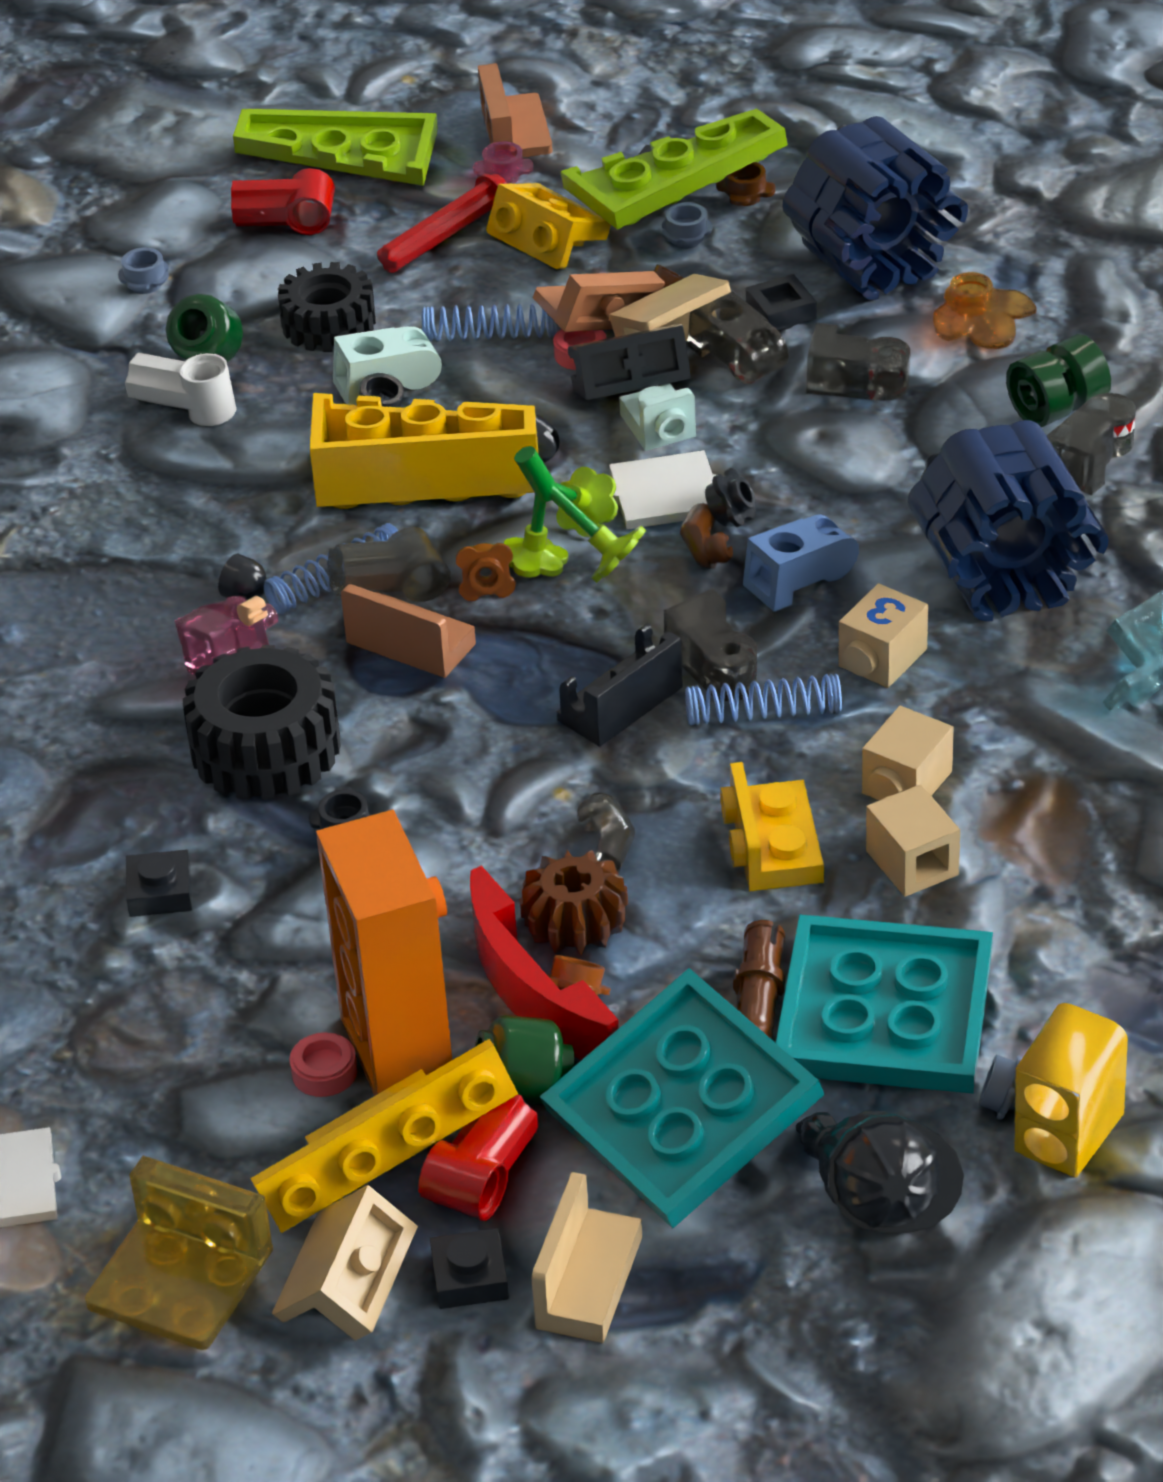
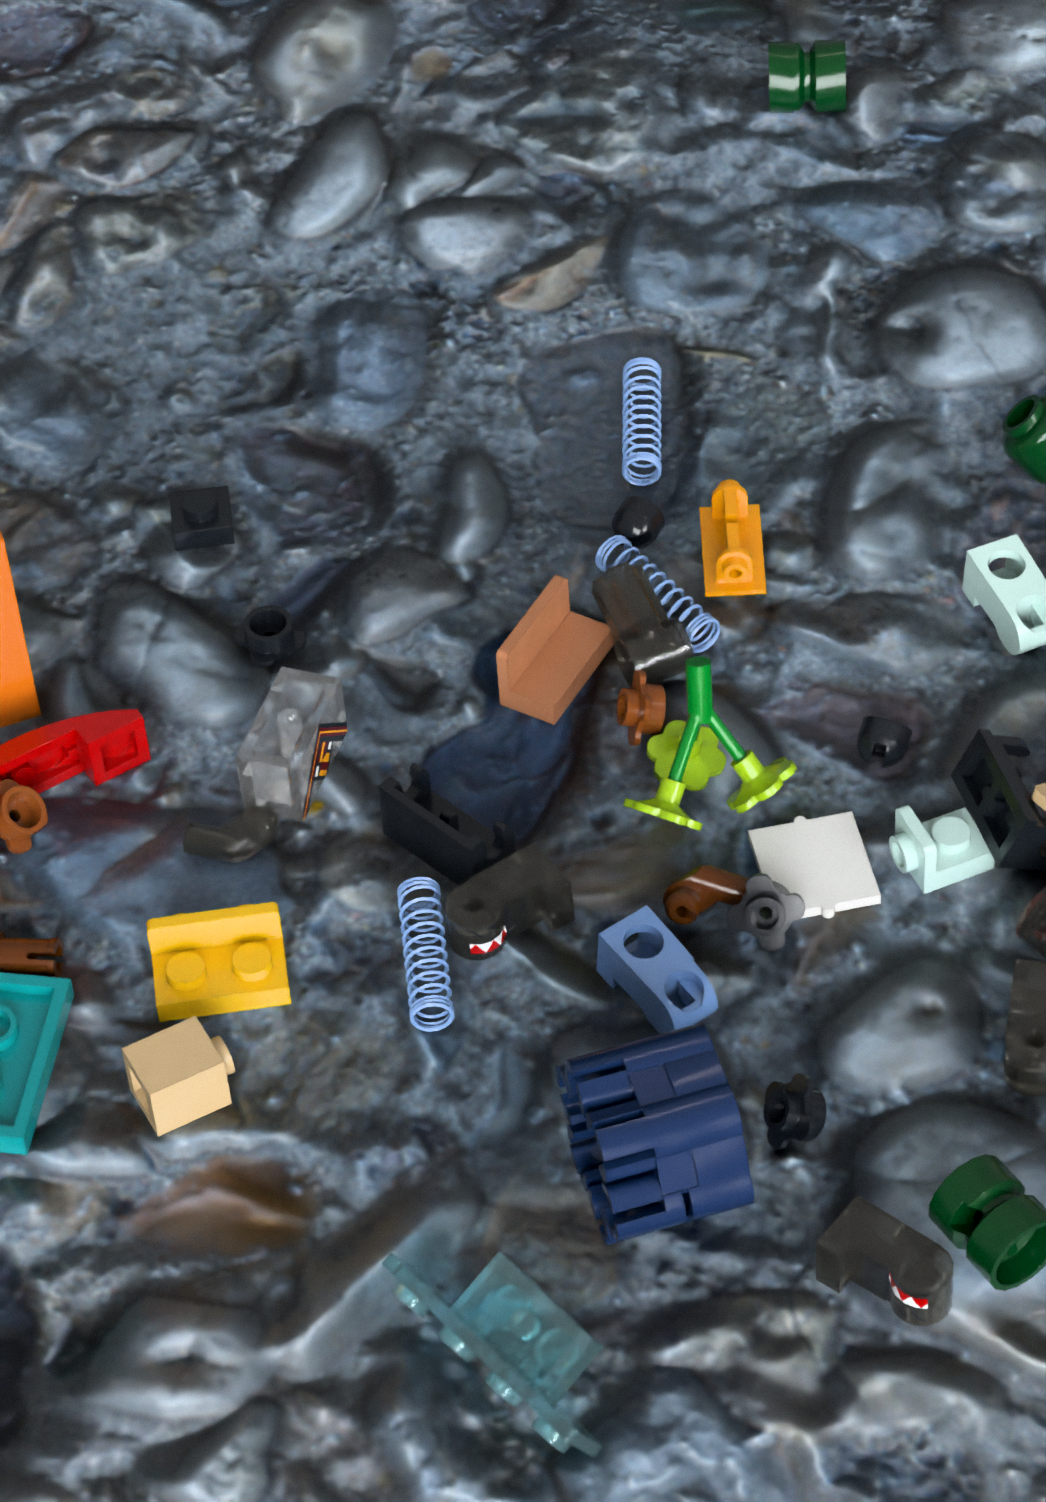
camera: 90 degrees right, 5 degrees up
(34, 581) = (651, 457): none -> light blue piece
(196, 385) = (962, 442): white piece -> none
(223, 629) = (527, 516): clear pink piece -> none
(262, 722) = (390, 550): black tyre -> none
(306, 521) = (732, 543): none -> light orange hinge
(380, 385) = (958, 593): black hinge -> none
(416, 451) = (827, 614): yellow wedge -> none
(519, 770) = (292, 742): none -> clear brick
(573, 901) = (118, 806): reddish brown gear -> none
(883, 635) = (513, 1049): tan brick -> none
(907, 753) = (303, 1071): tan brick -> none

